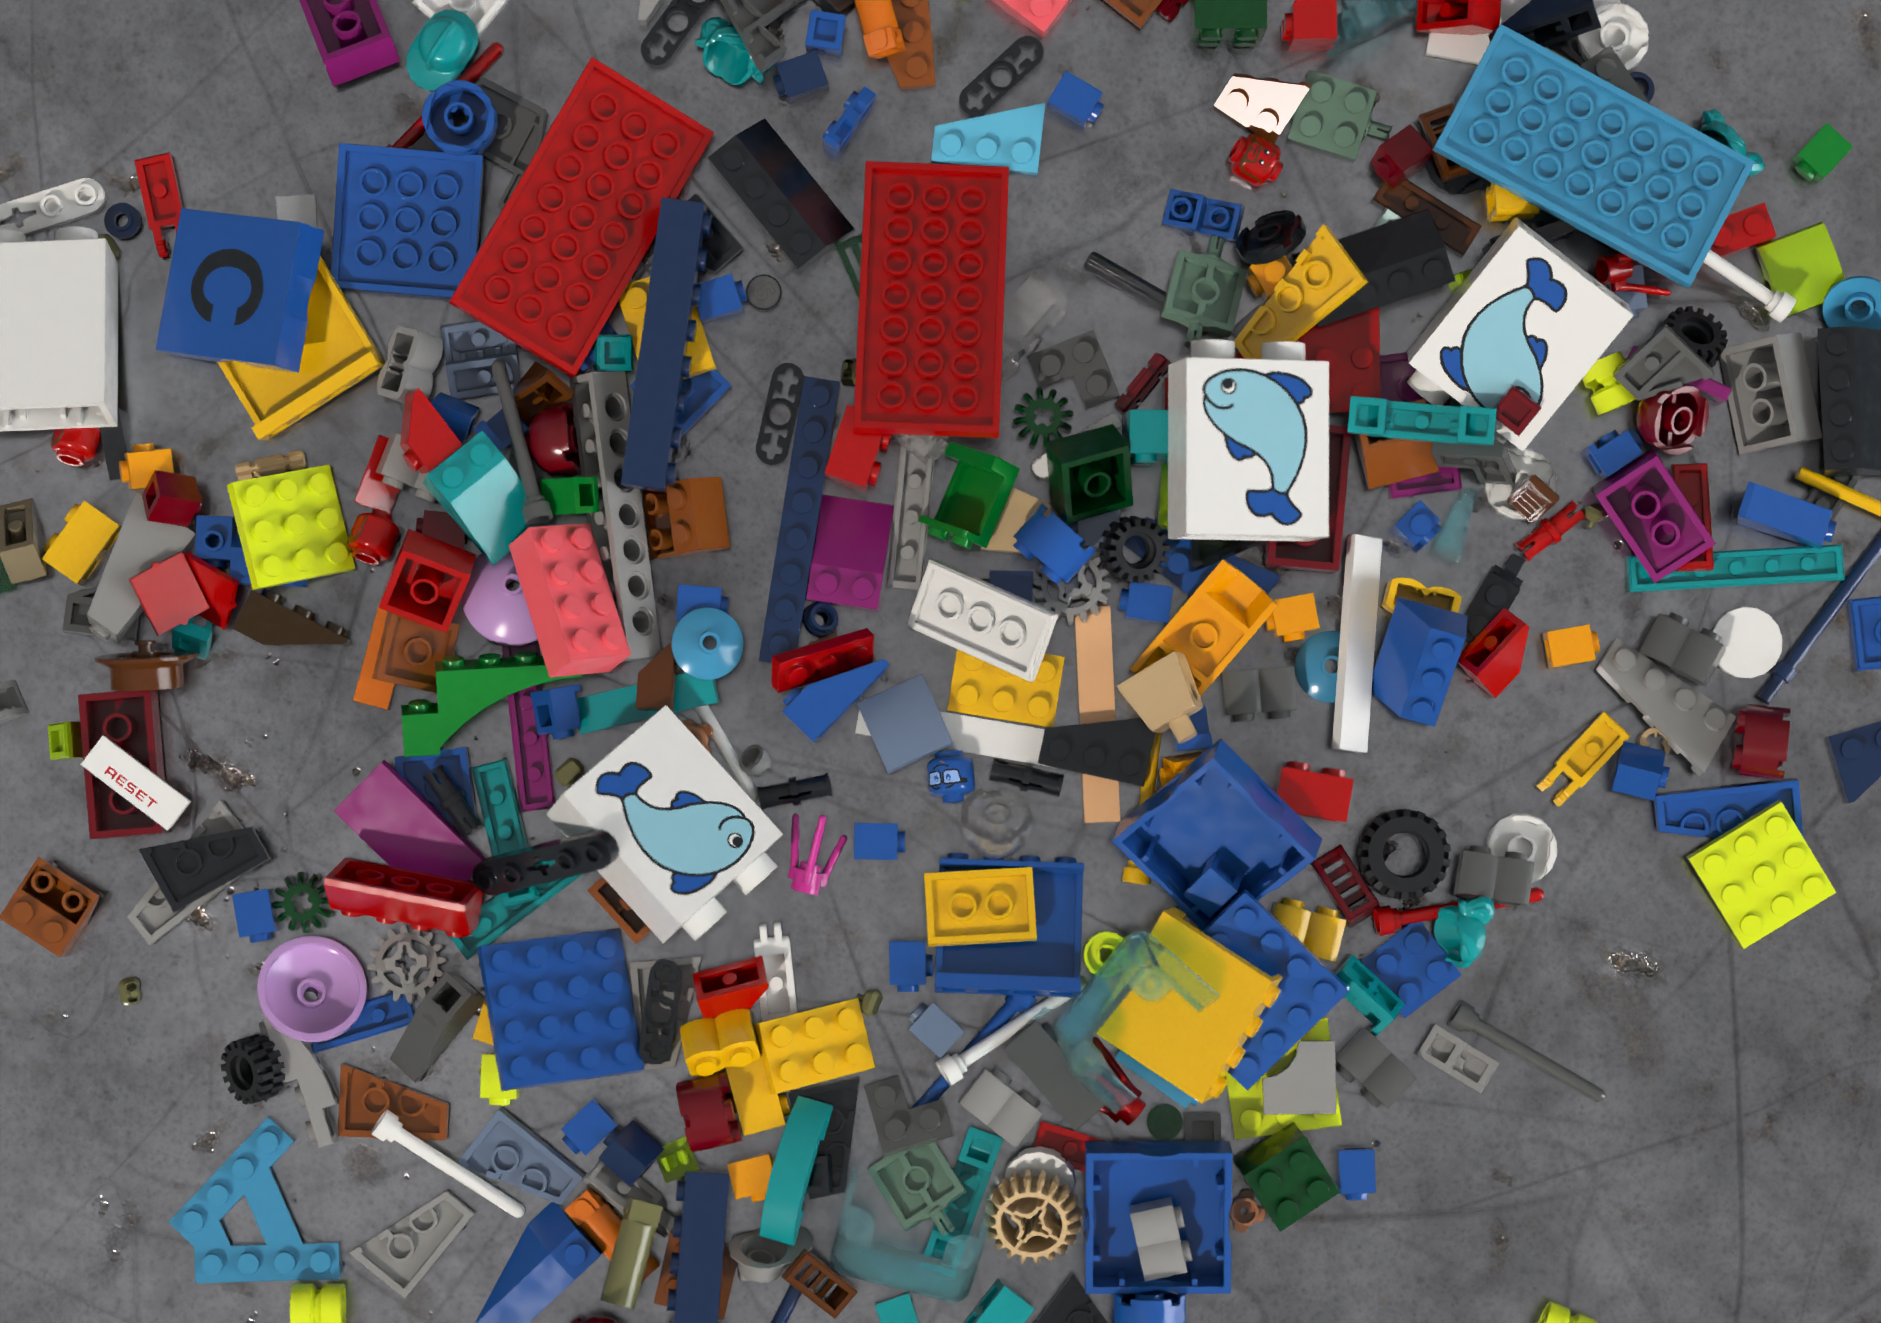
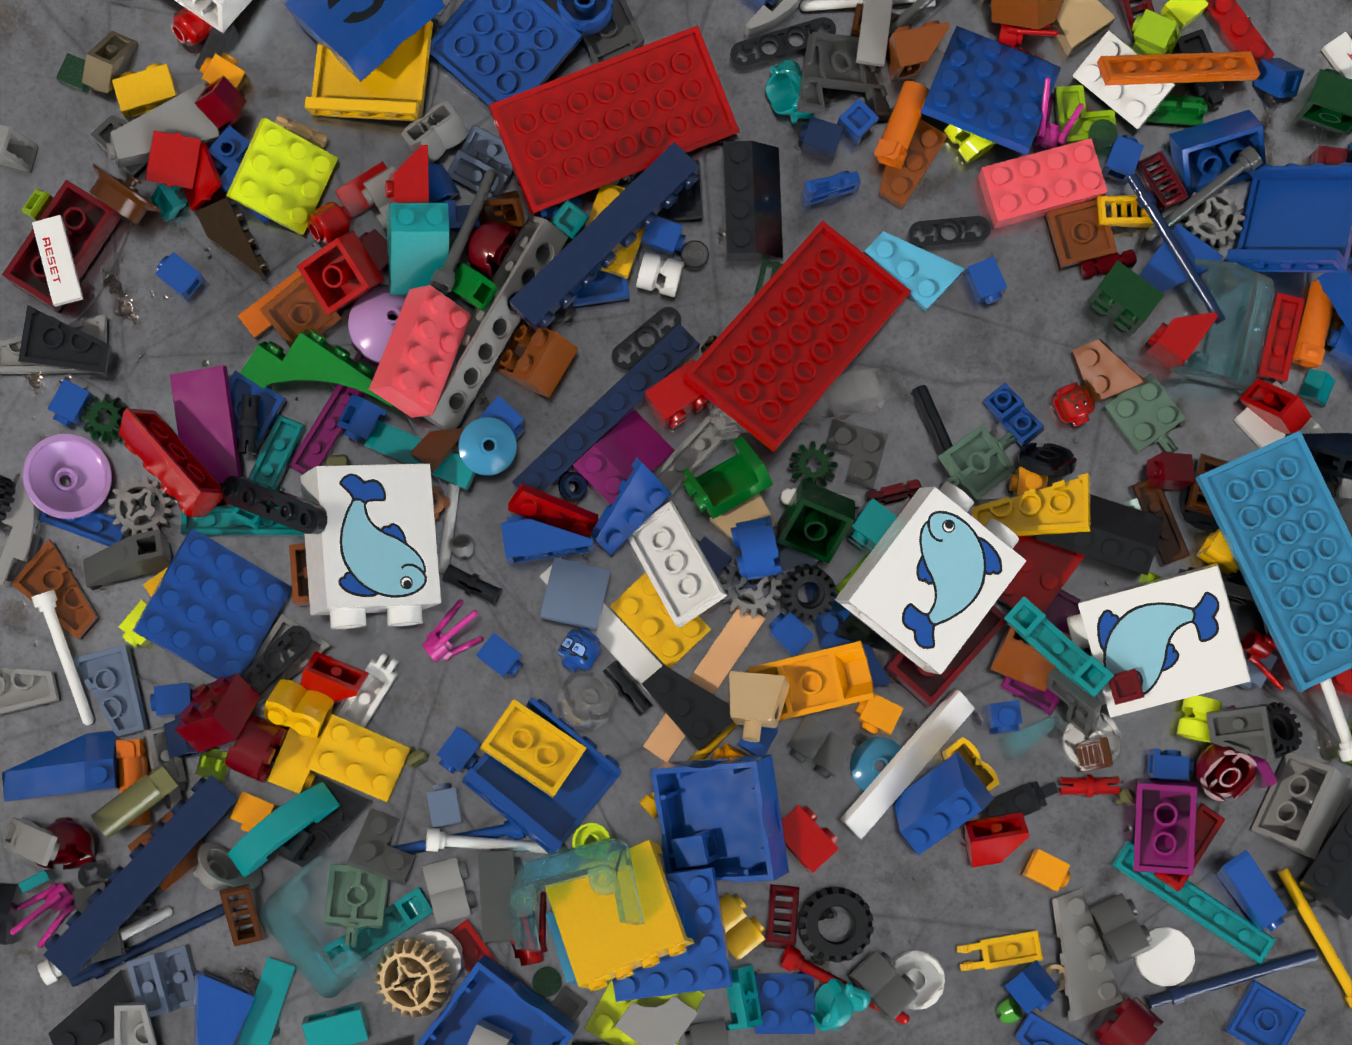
camera: 40 degrees right, 5 degrees down
(263, 704) = (179, 275): none -> blue brick
(645, 1107) = (217, 712): none -> dark red brick
(745, 339) = (650, 270): none -> white wheel
(897, 589) = (631, 508): none -> blue wing
(1634, 809) = (1009, 1011): none -> bright green hinge

